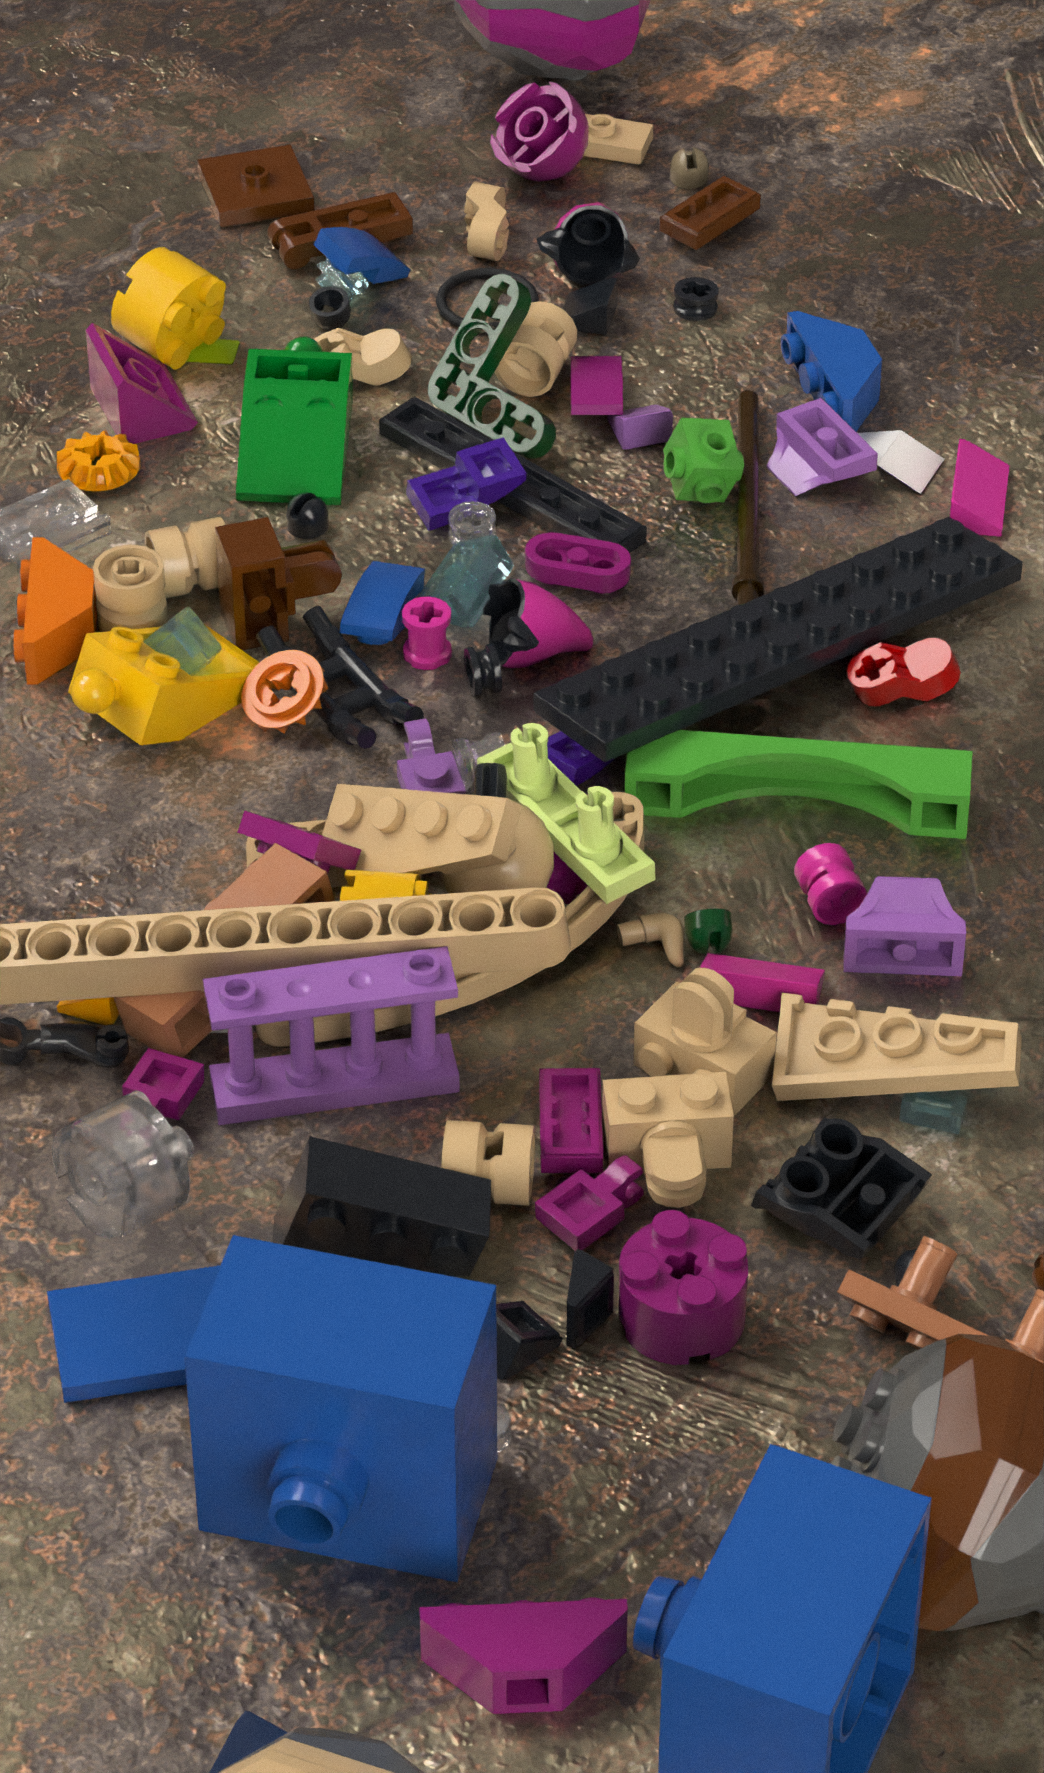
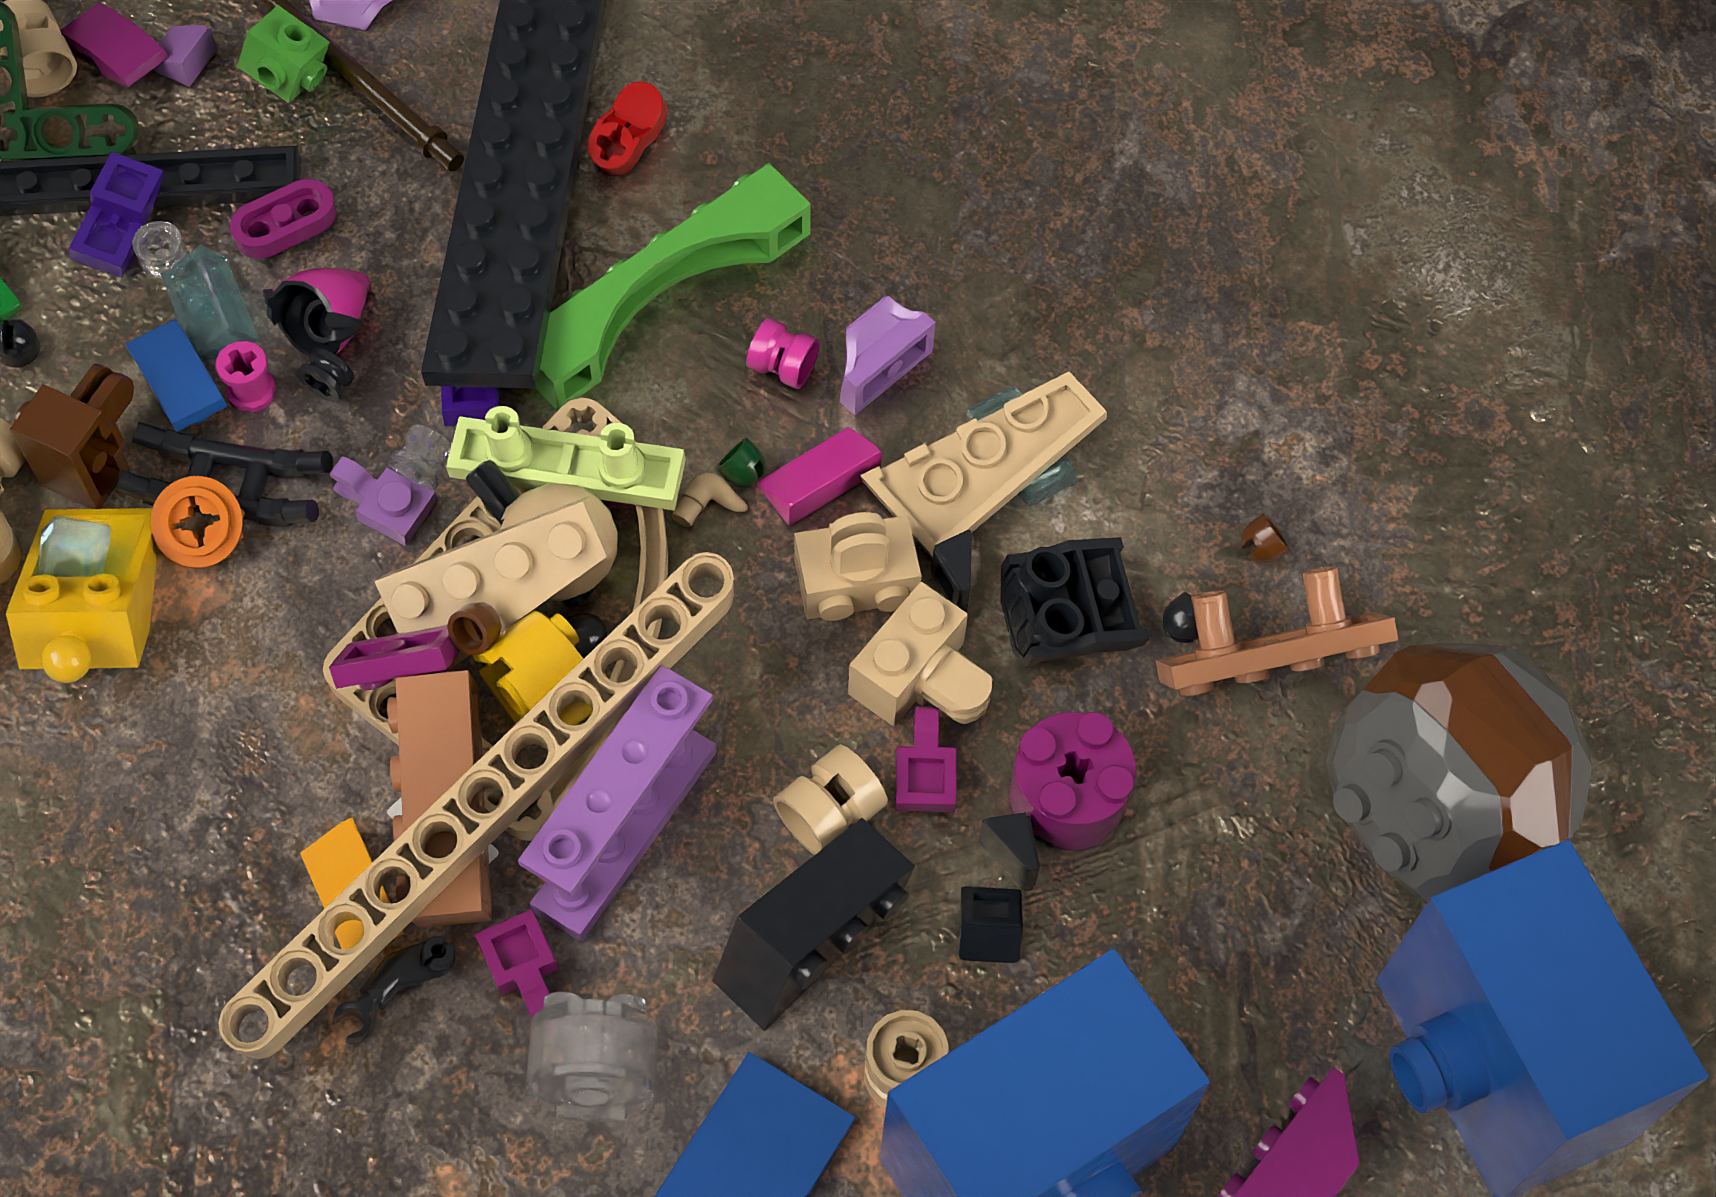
camera: 50 degrees left, 20 degrees up
(363, 849) = (474, 628): none -> reddish brown hinge
(570, 1120) = (832, 707): magenta plate -> none
(780, 1105) = (953, 568): none -> black slope

